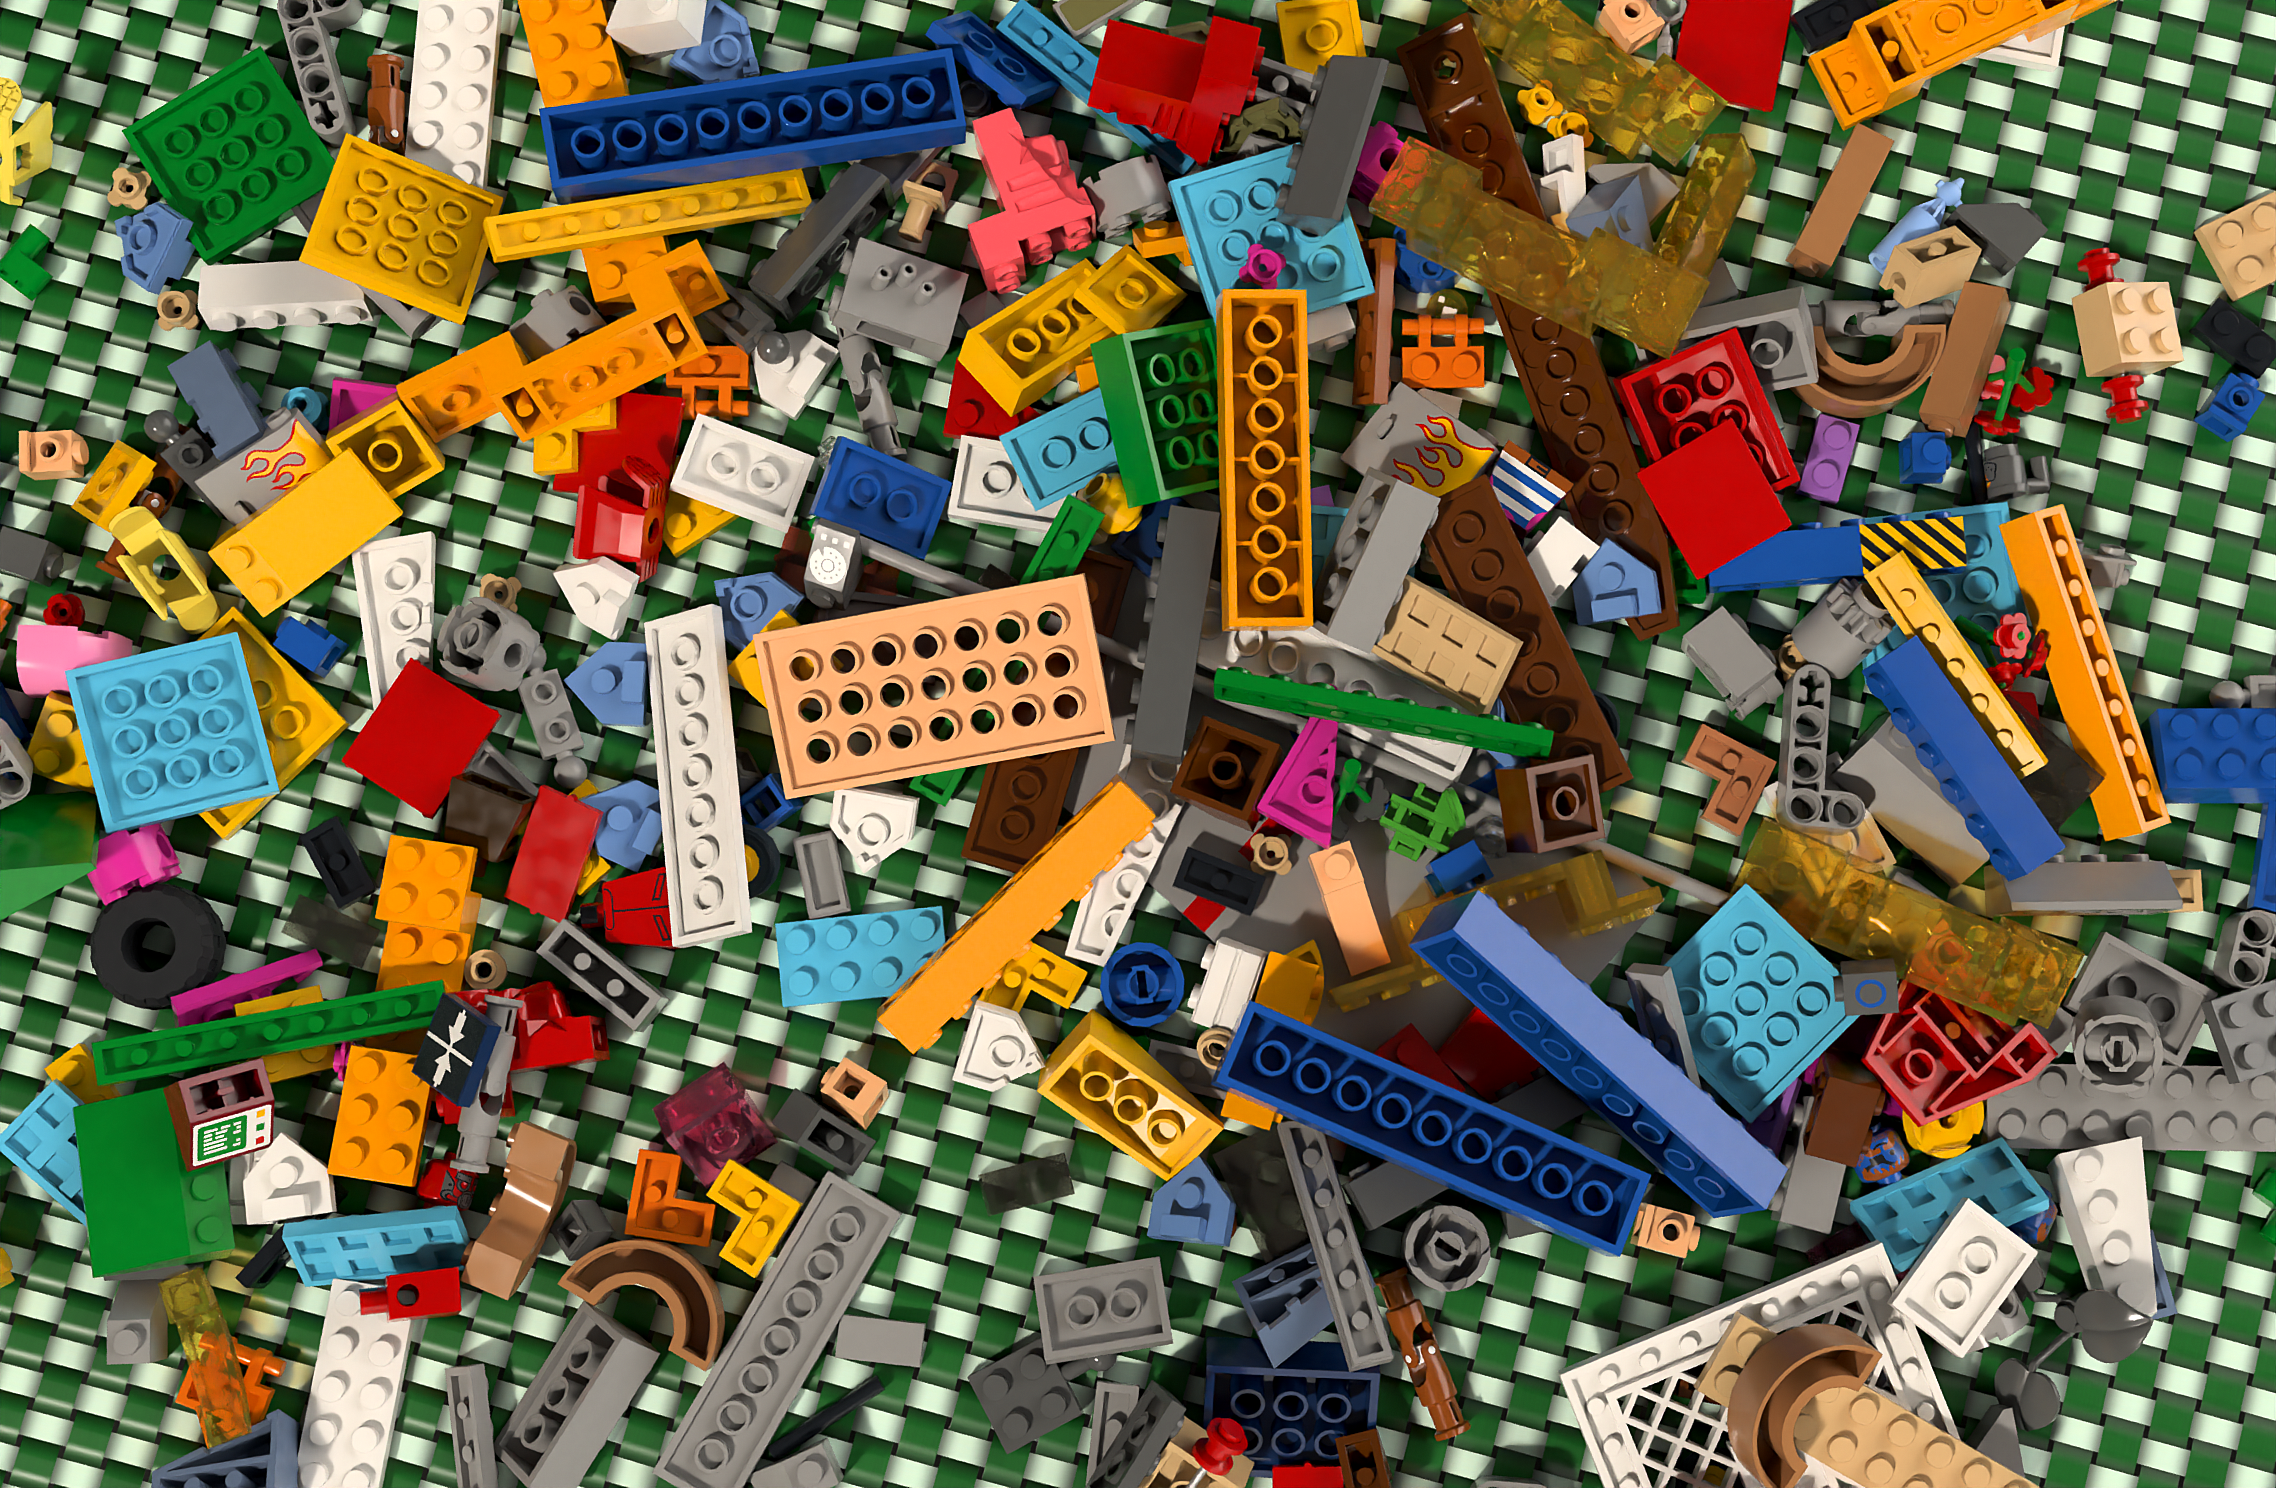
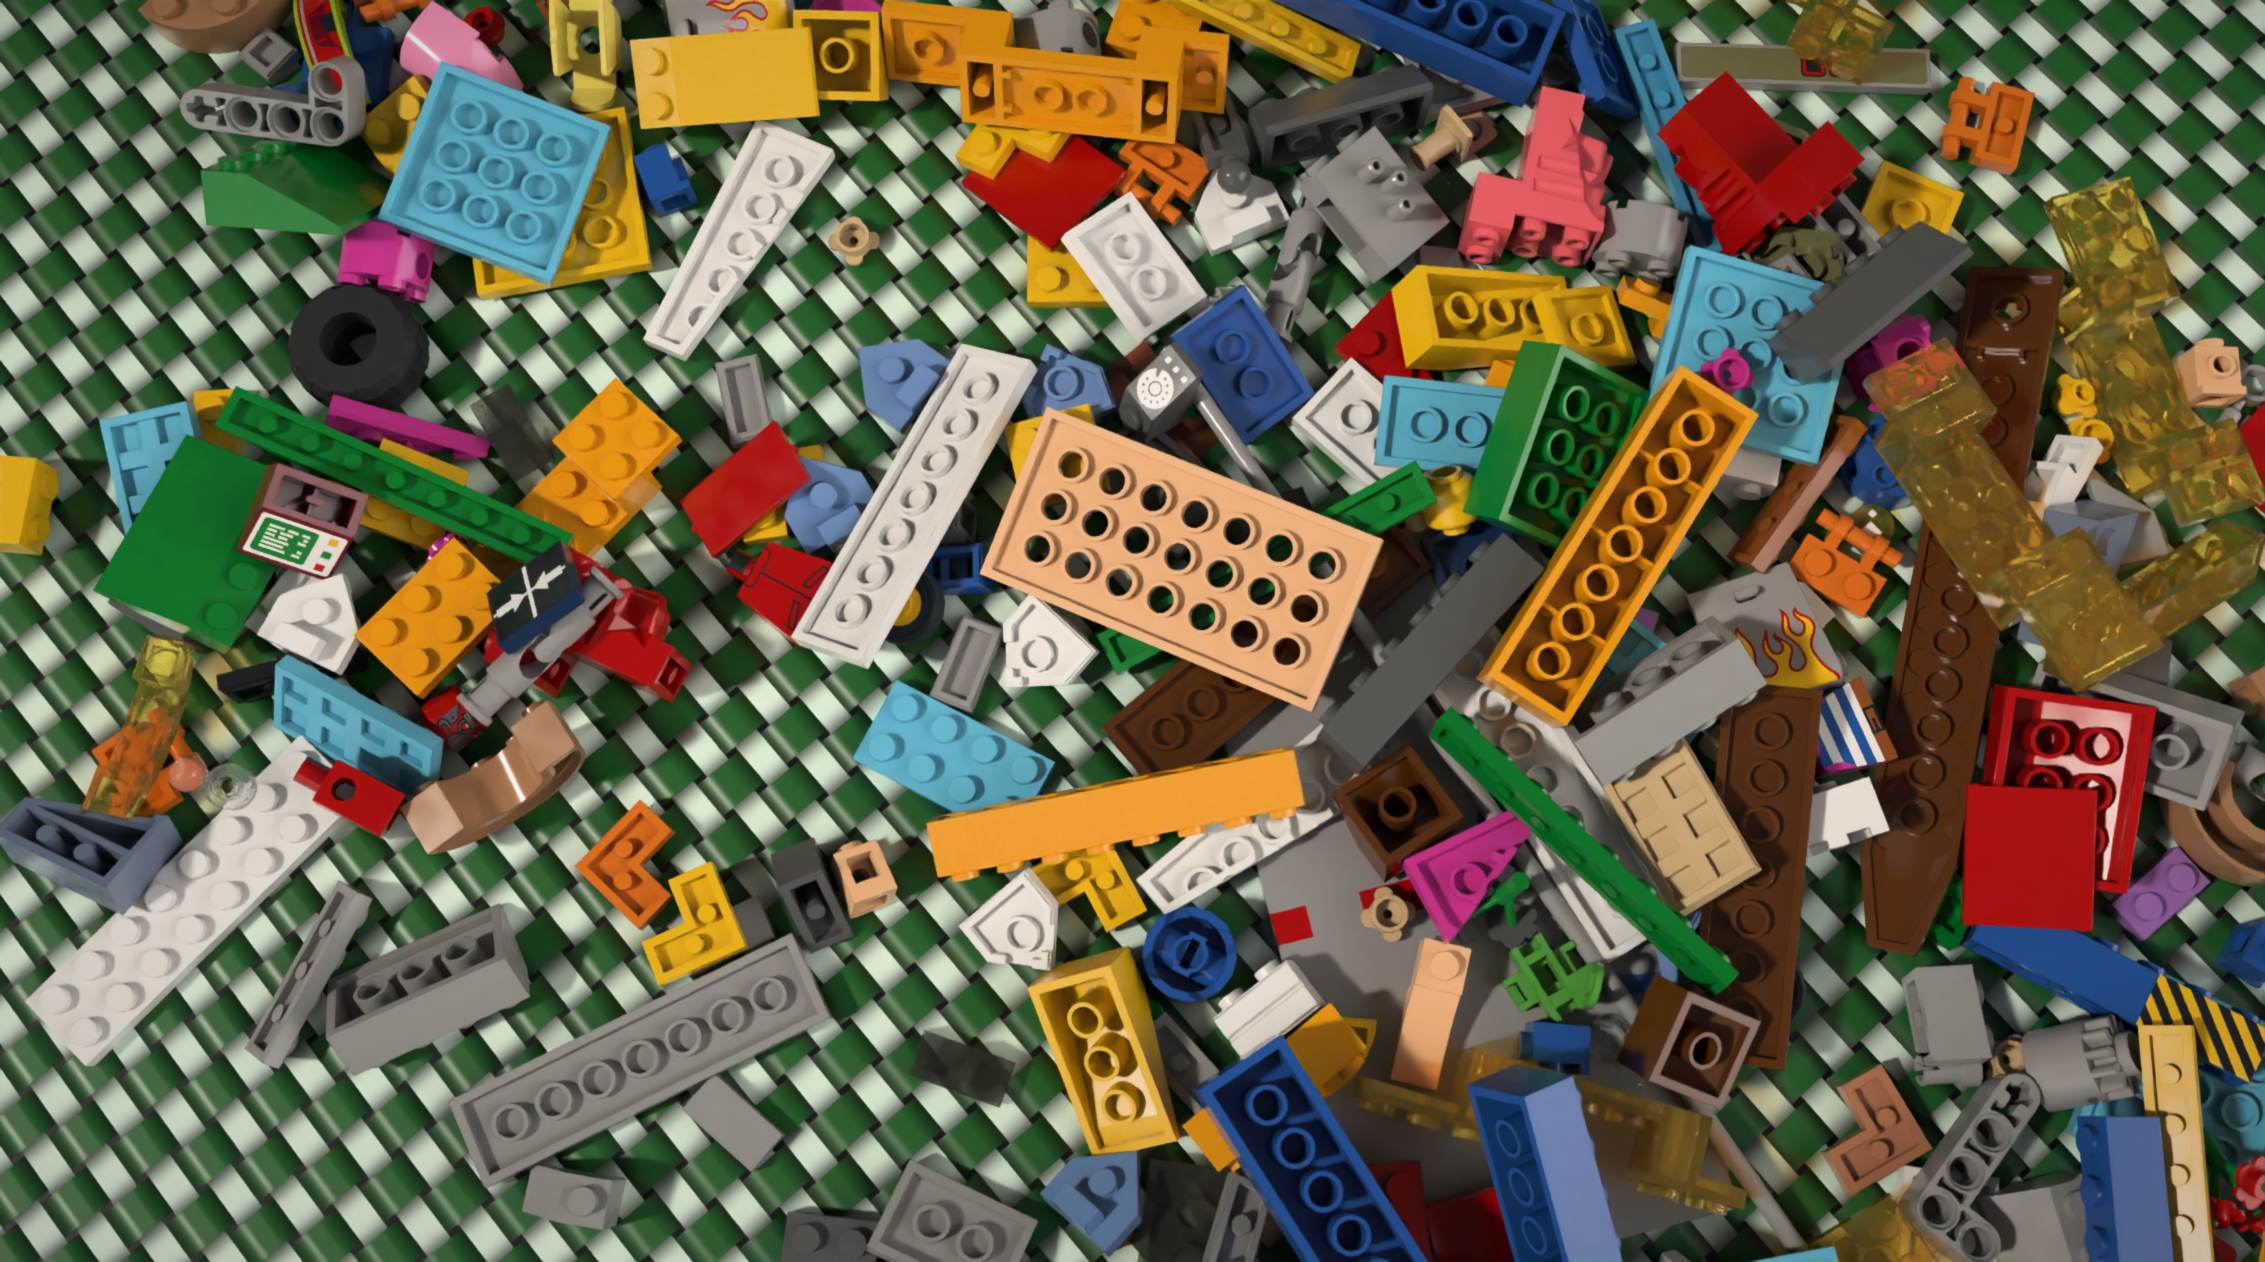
camera: 35 degrees right, 5 degrees down
(137, 1324) = (106, 661): light grey slope -> none
(271, 1366) = (192, 774): none -> clear plate
(339, 862) = (560, 378): black plate -> none
(421, 738) = (702, 317): red piece -> none
(486, 817) = (709, 420): dark brown torso -> none
(487, 644) = (813, 272): light grey brick -> none
(497, 975) = (627, 562): tan plate -> none
(553, 721) = (826, 369): light grey plate -> none
(581, 1229) = (541, 838): dark grey slope -> none
(599, 593) = (939, 291): white plate -> none
(603, 975) = (714, 624): light grey brick -> none
(618, 516) = (995, 237): red piece -> none
(669, 1272) = (589, 933): medium nougat brick -> none
(714, 1123) = (720, 821): clear pink slope -> none
(826, 1418) = (637, 1160): black bar -> none
(1207, 1053) = (1208, 1055): tan plate -> none
(1219, 881) = (1323, 907): black plate -> none
(1615, 587) = (1875, 880): medium blue plate -> none

